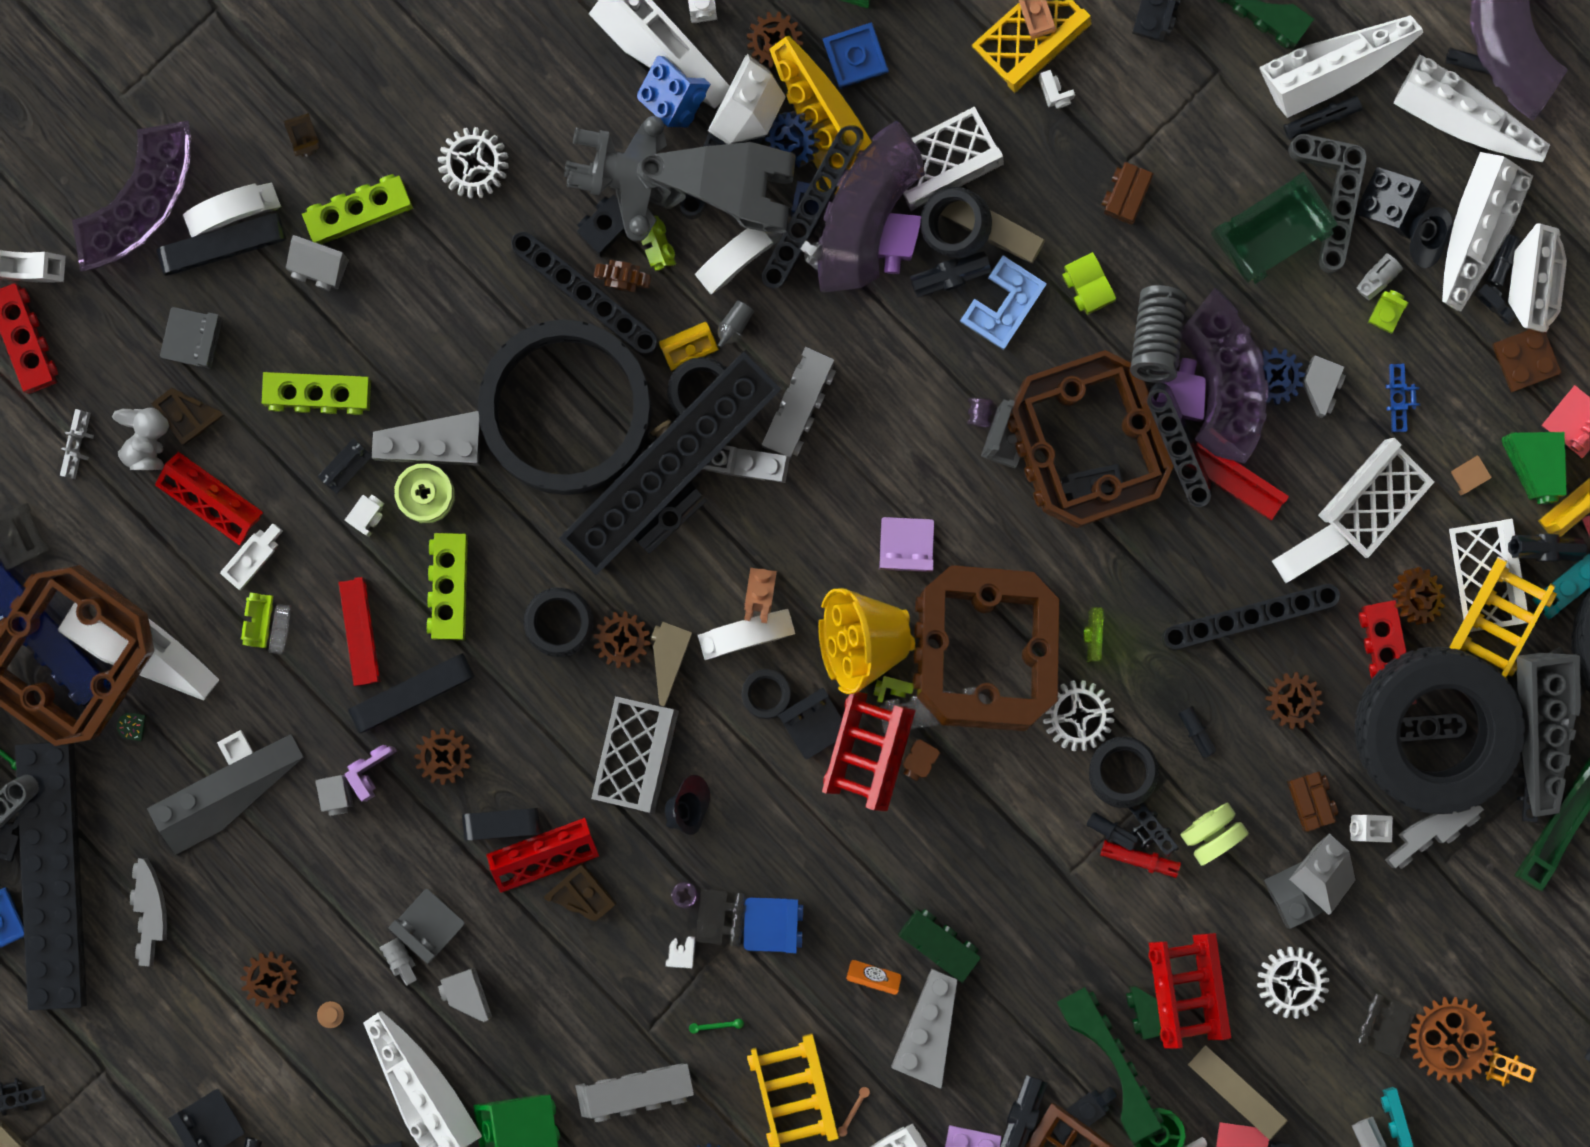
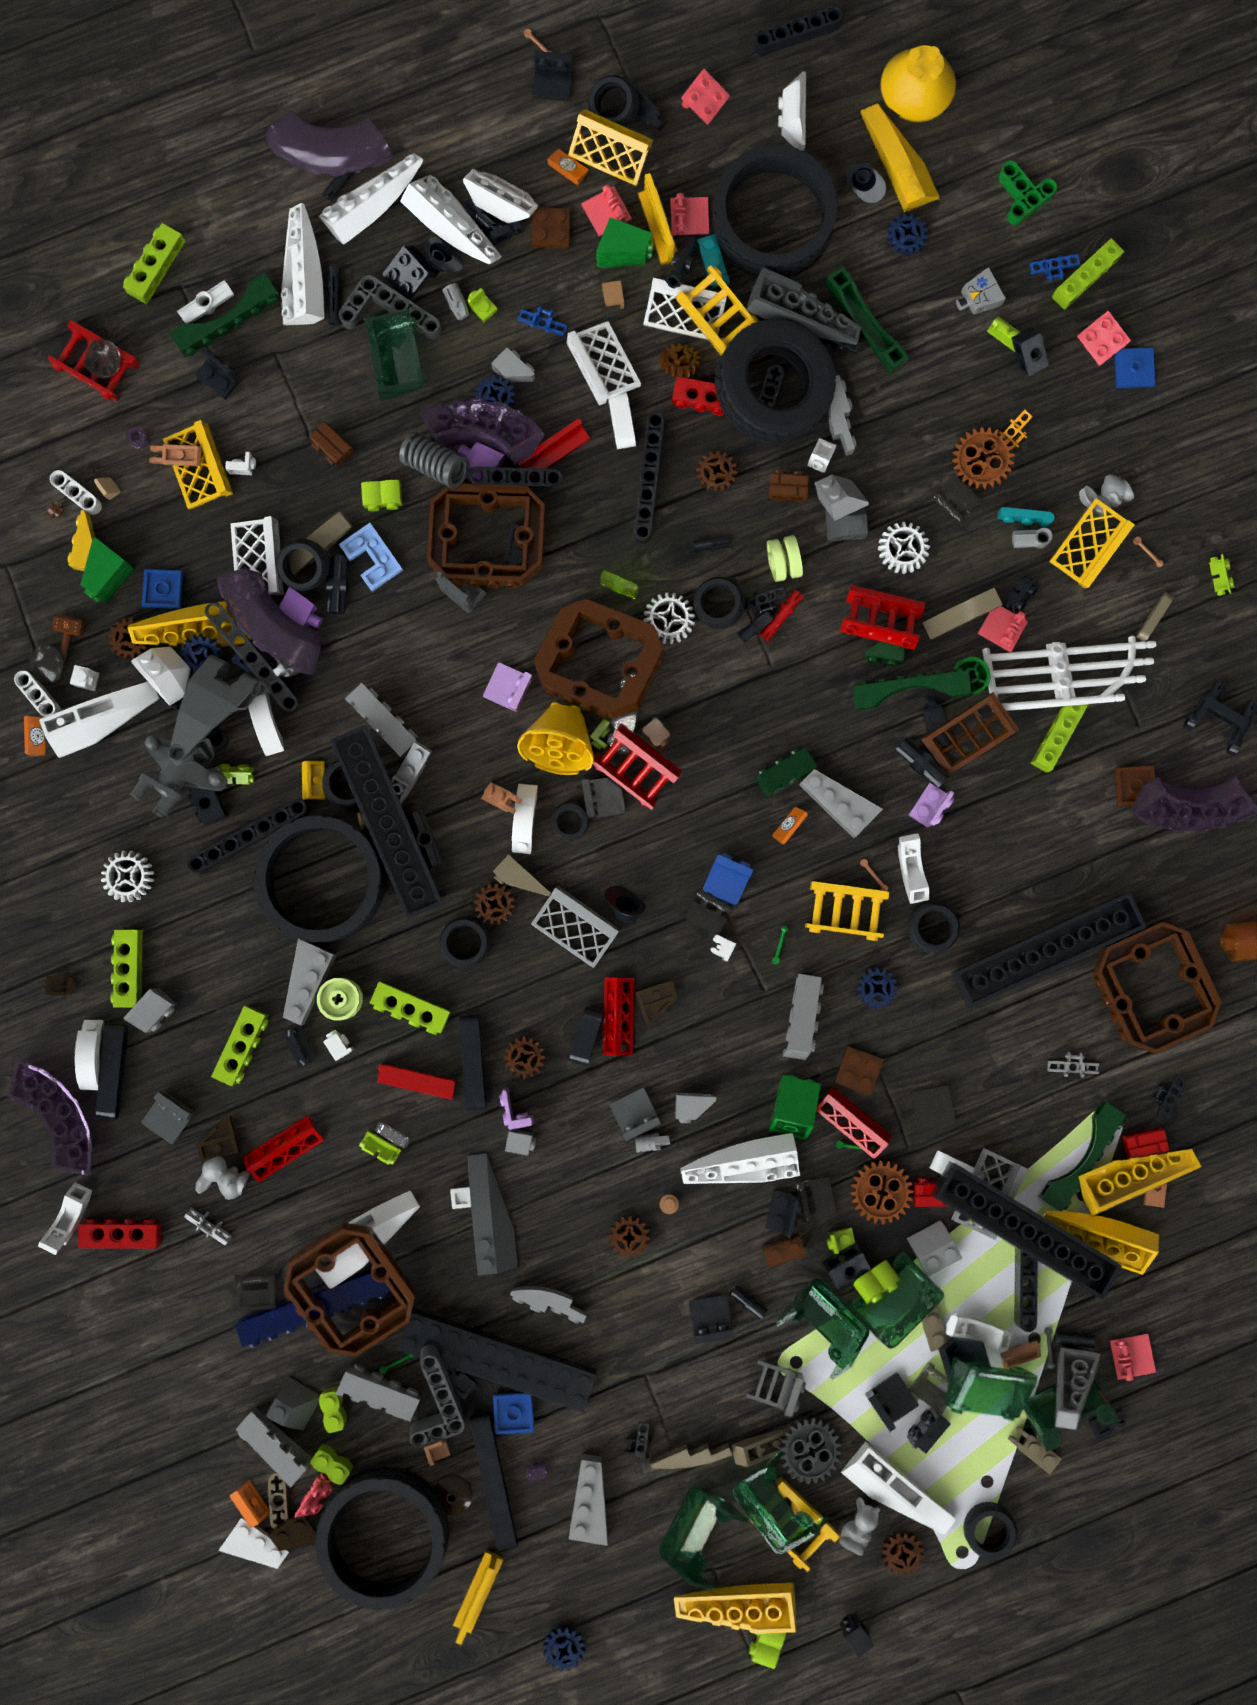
camera: 65 degrees left, 0 degrees up
(132, 726) = (418, 1263): dark green tile -> none
(251, 556) = (335, 1135): white hinge -> none
(622, 276) = (246, 805): reddish brown gear -> none
(671, 93) = (135, 721): blue bracket -> none
(692, 892) = (677, 931): clear purple bush -> none
(734, 323) = (310, 742): dark grey piece -> none
(979, 412) = (438, 602): clear purple bush -> none

